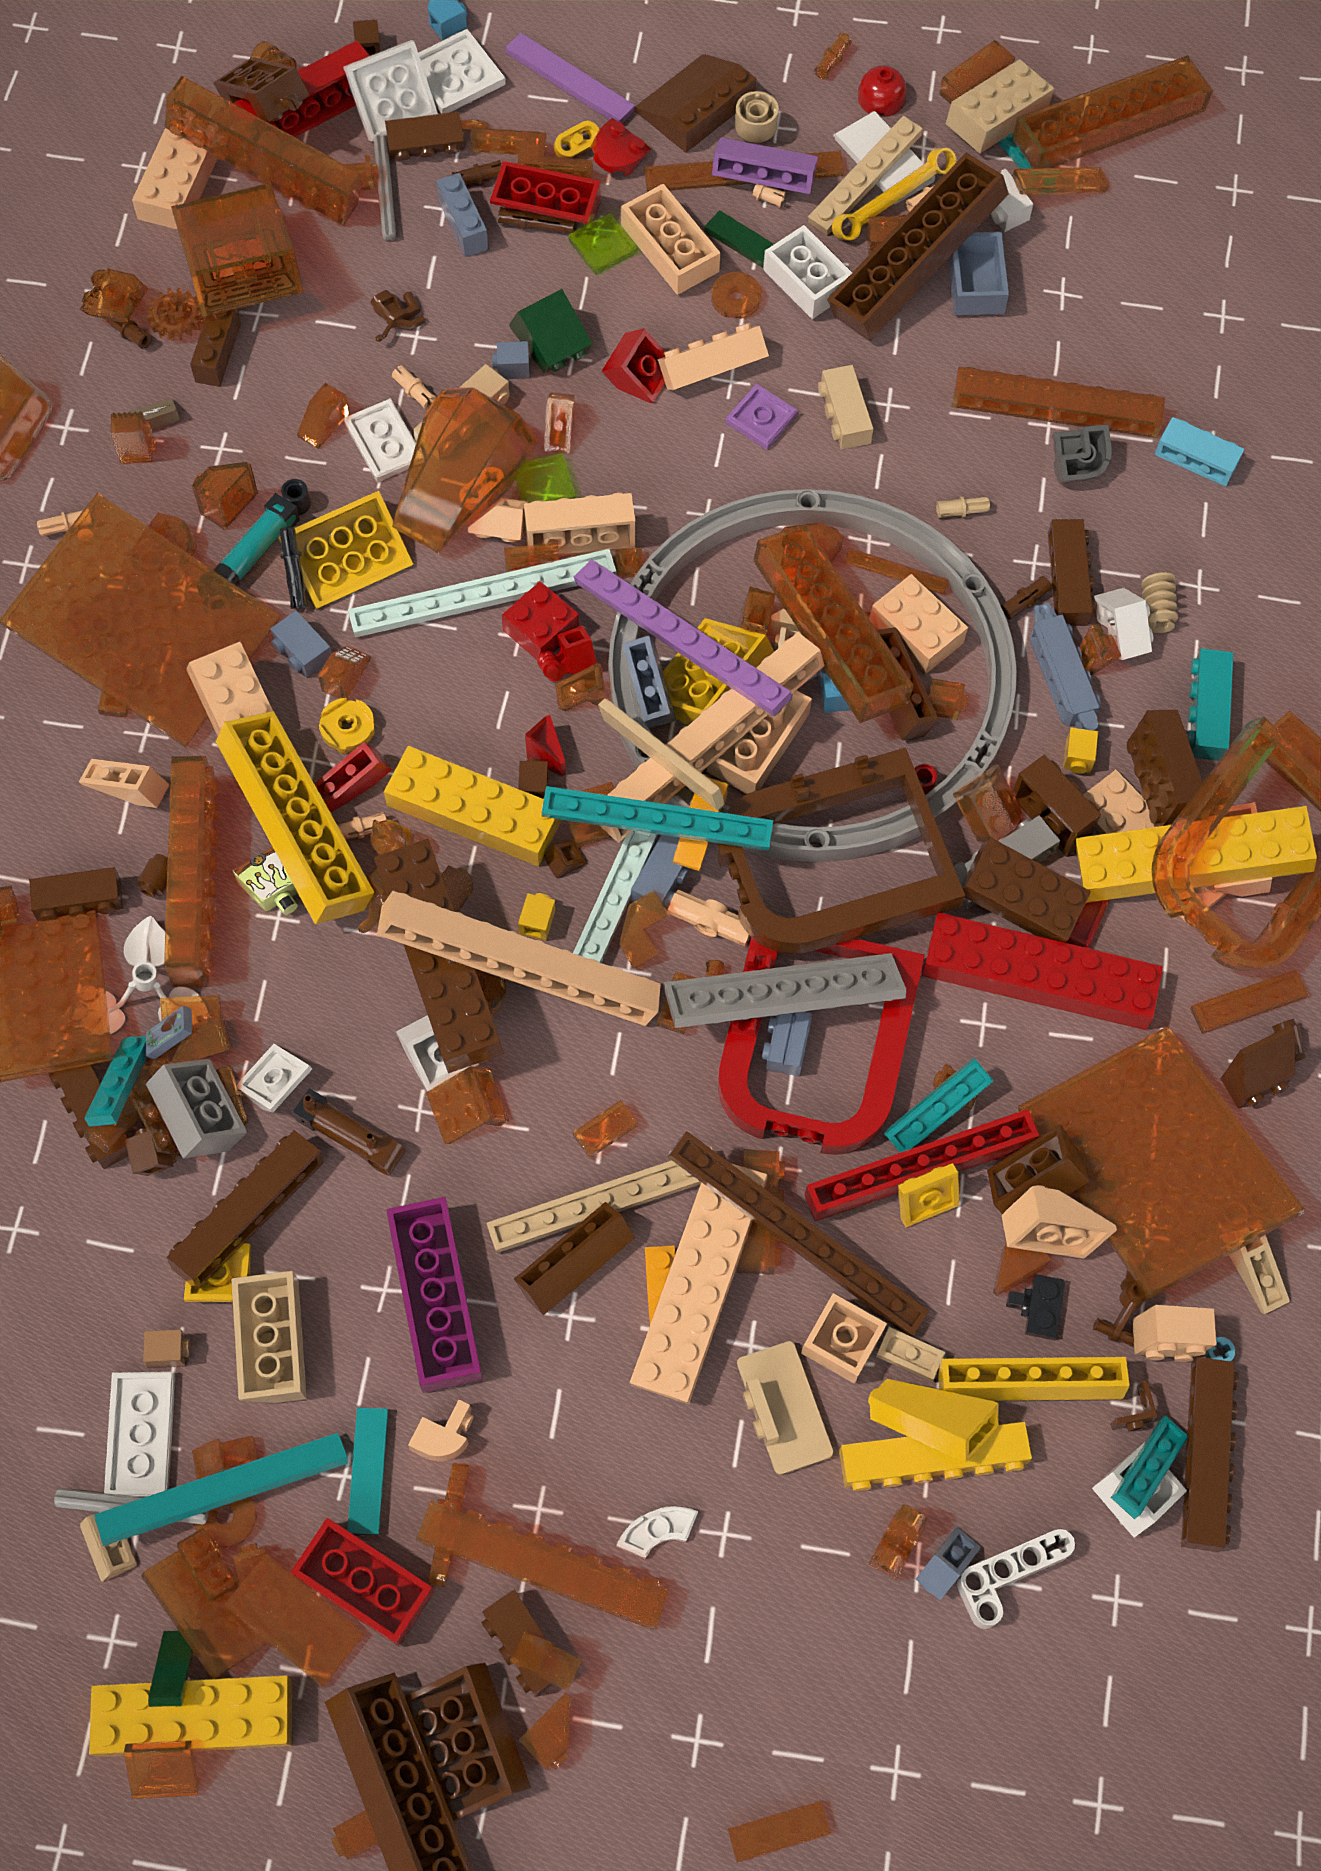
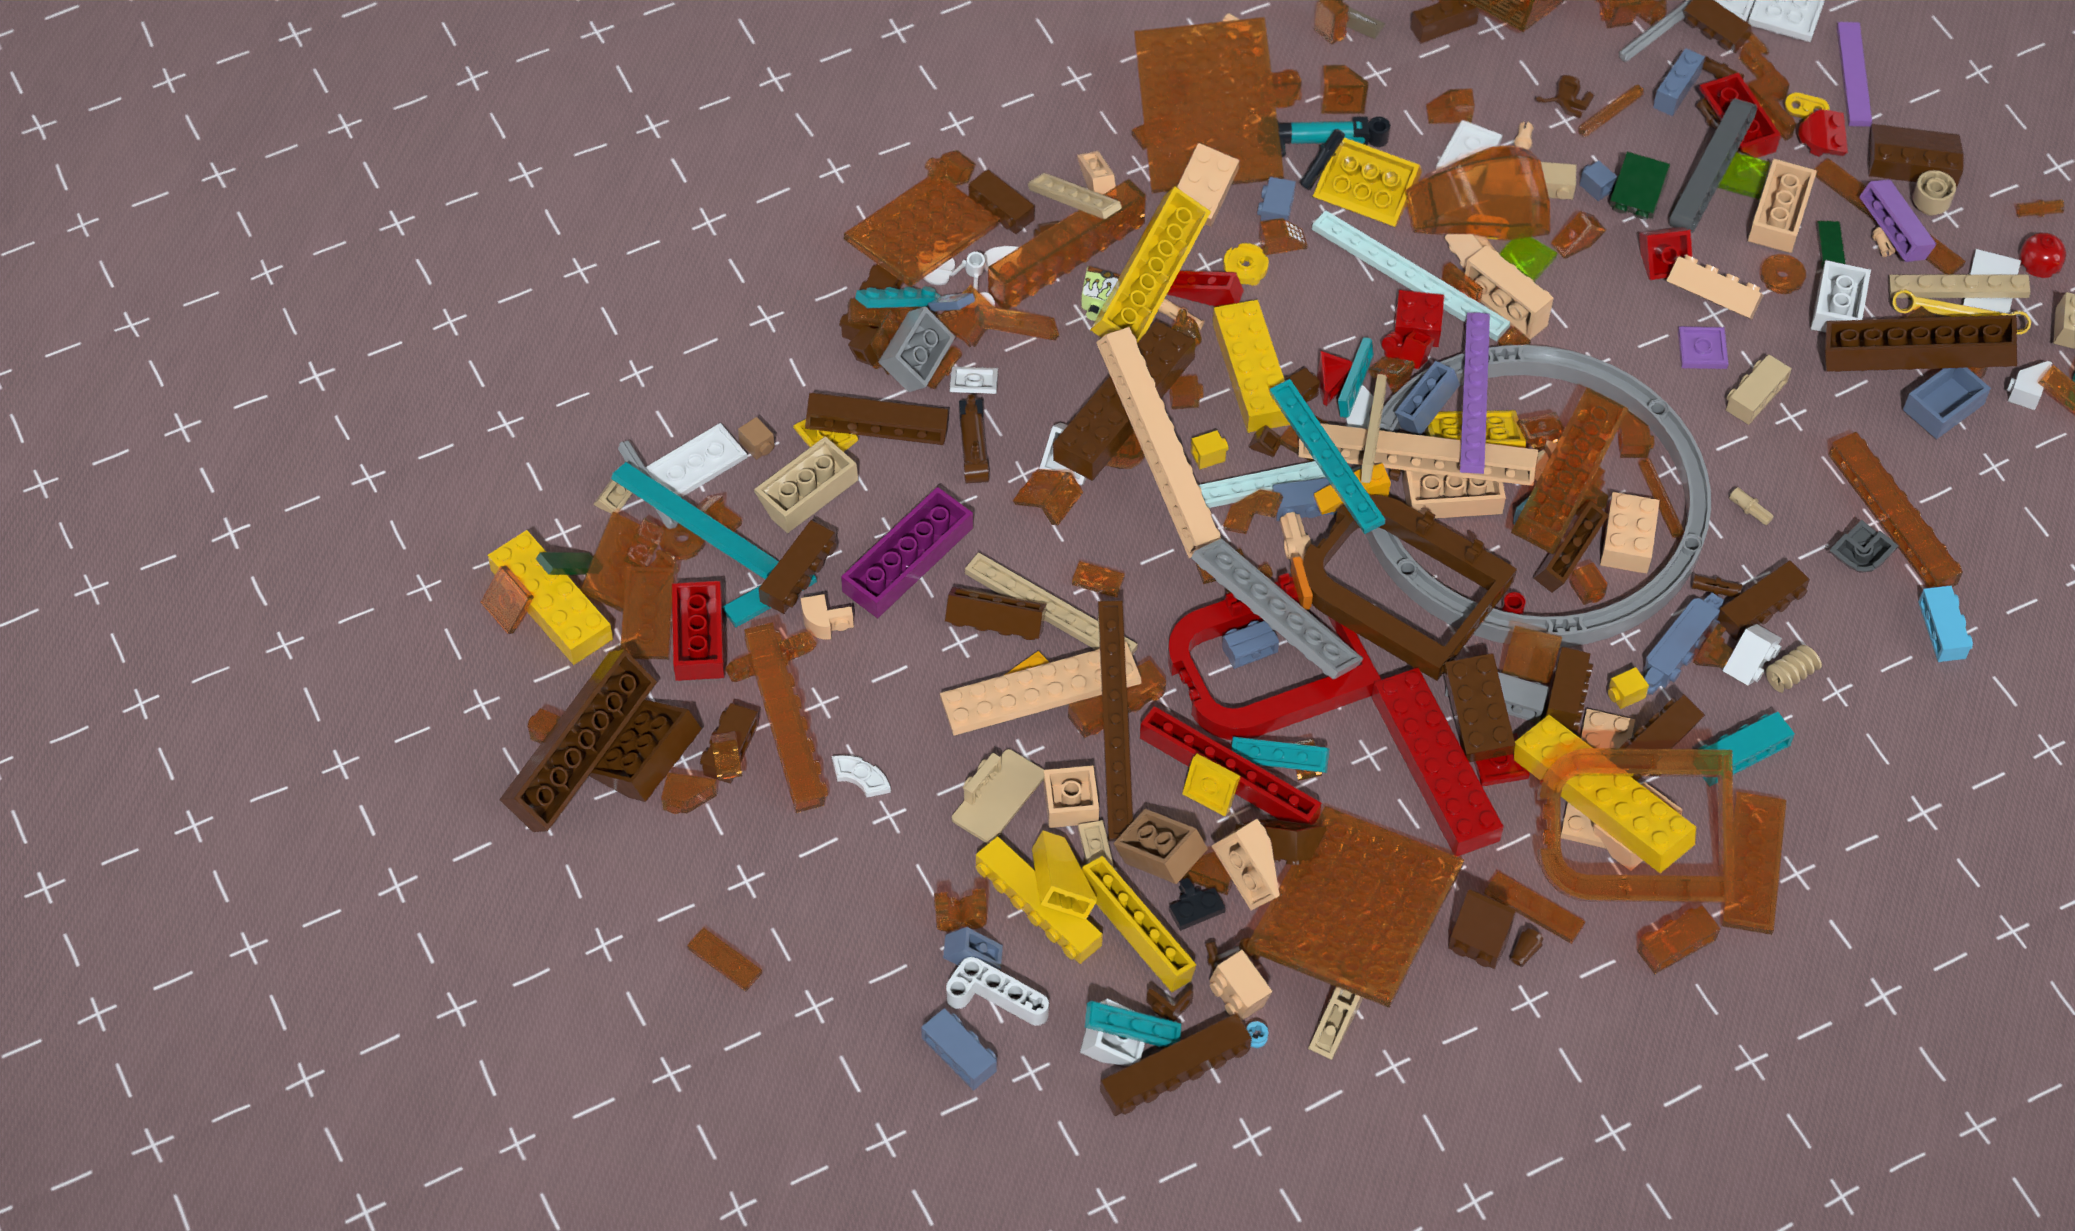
camera: 55 degrees right, 10 degrees down
(144, 821) = (1074, 195): none -> tan tile
(245, 988) = (1016, 322): none -> clear orange tile
(366, 1421) = (797, 567): none -> reddish brown brick
(441, 292) = (1610, 110): none -> clear orange axle
(566, 725) = (1355, 377): none -> teal tile
(586, 257) = (1713, 165): none -> dark grey beam
(600, 753) = (1360, 413): none -> white tile
(765, 944) = (1301, 583): none -> orange tile
(969, 1294) = (1160, 846): none -> medium nougat brick
(1052, 1656) = (959, 1048): none -> sand blue brick

